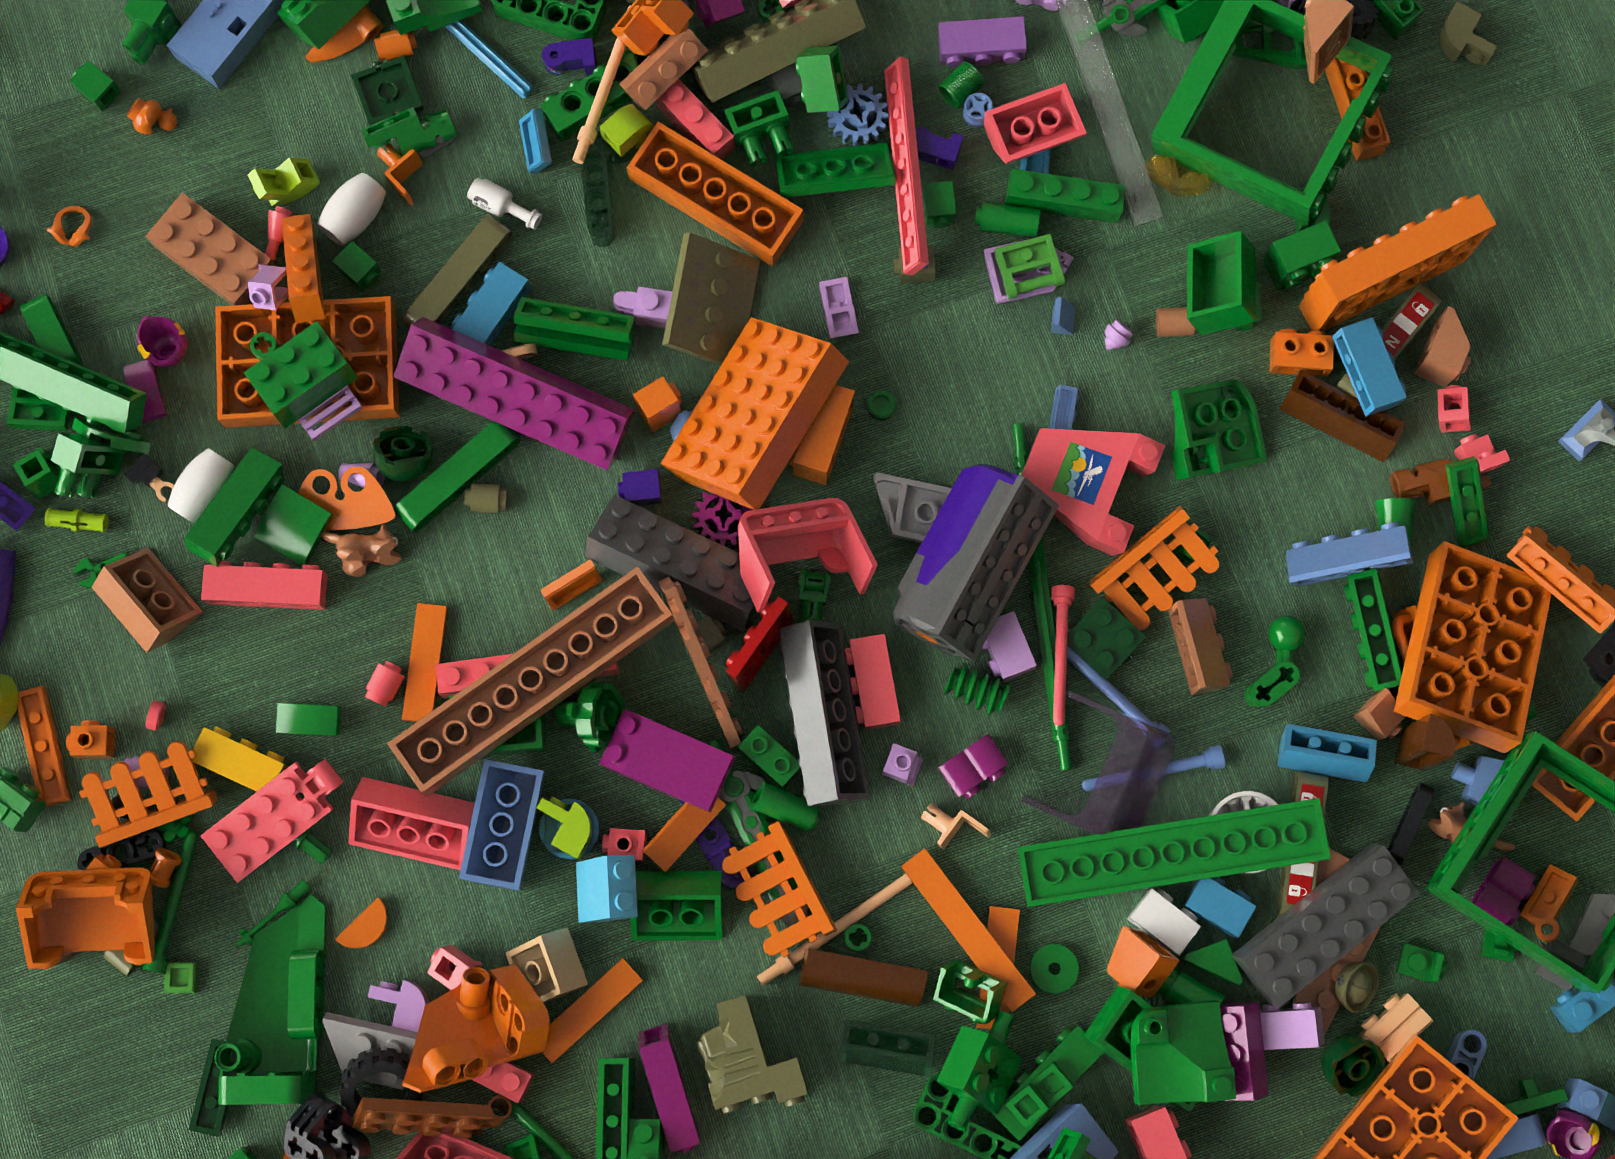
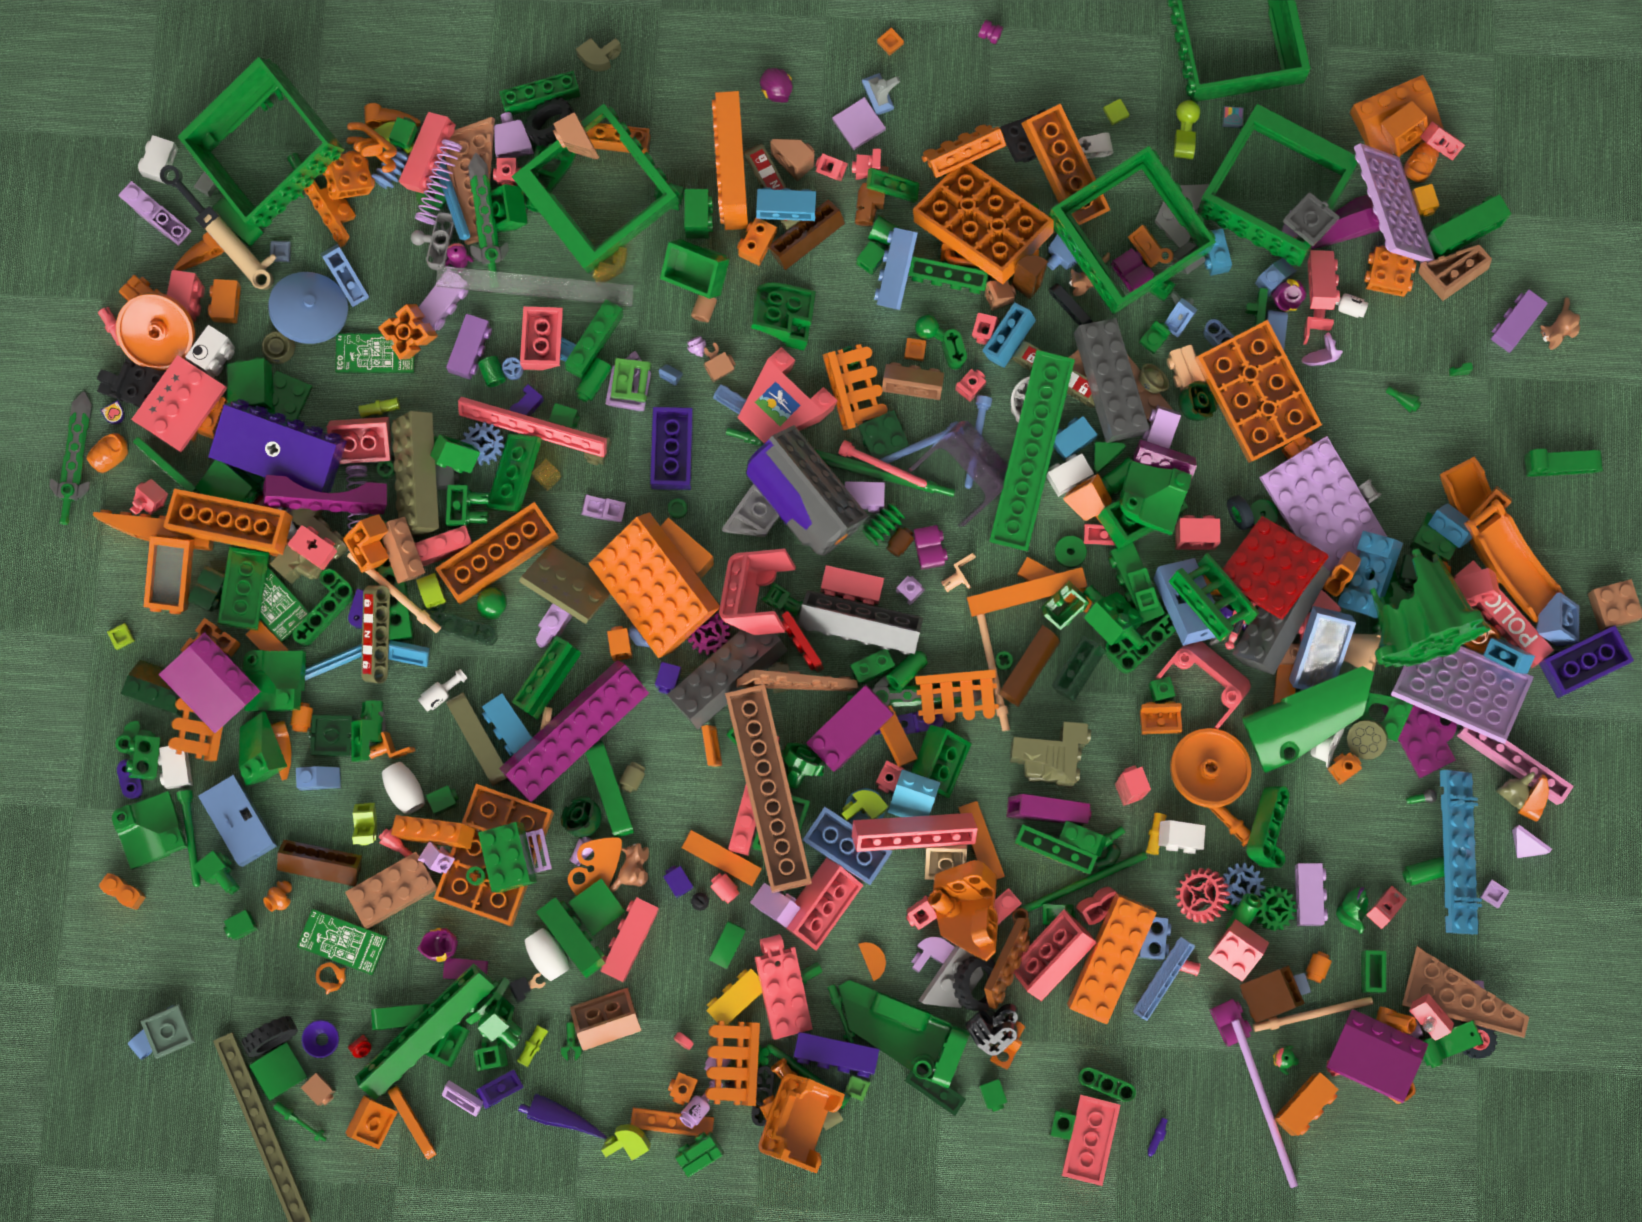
camera: 70 degrees left, 0 degrees up
(66, 770) = (696, 1109): none -> lavender piece
(122, 221) = (342, 942): none -> green tile
(209, 928) = (836, 1053): none -> dark purple brick
(215, 148) = (319, 862): none -> reddish brown brick
(323, 98) = (317, 778): none -> medium blue slope
(355, 659) = (700, 901): none -> black piece
(368, 617) = (677, 881): none -> dark purple brick
(379, 767) = (776, 905): none -> lavender brick
(533, 97) = (375, 621): none -> olive beam
(555, 909) = (914, 832): none -> coral brick
(648, 218) = (491, 603): none -> green hair
(850, 213) = (546, 474): none -> clear yellow brick
(958, 360) = (671, 448): none -> dark purple brick
(964, 723) = (900, 541): none -> reddish brown brick
(1092, 995) = (1096, 535): none -> coral slope
(1103, 375) = (718, 365): none -> nougat brick
(1222, 733) = (966, 389): none -> coral brick
(1247, 632) = (915, 349): none -> orange tile
(1326, 707) = (984, 322): none -> coral brick
(1350, 515) = (871, 257): none -> green brick
(1470, 987) = (1181, 314): none -> medium blue piece
(1535, 421) = (858, 123): none -> lavender tile
(1536, 287) = (776, 85): none -> magenta hair

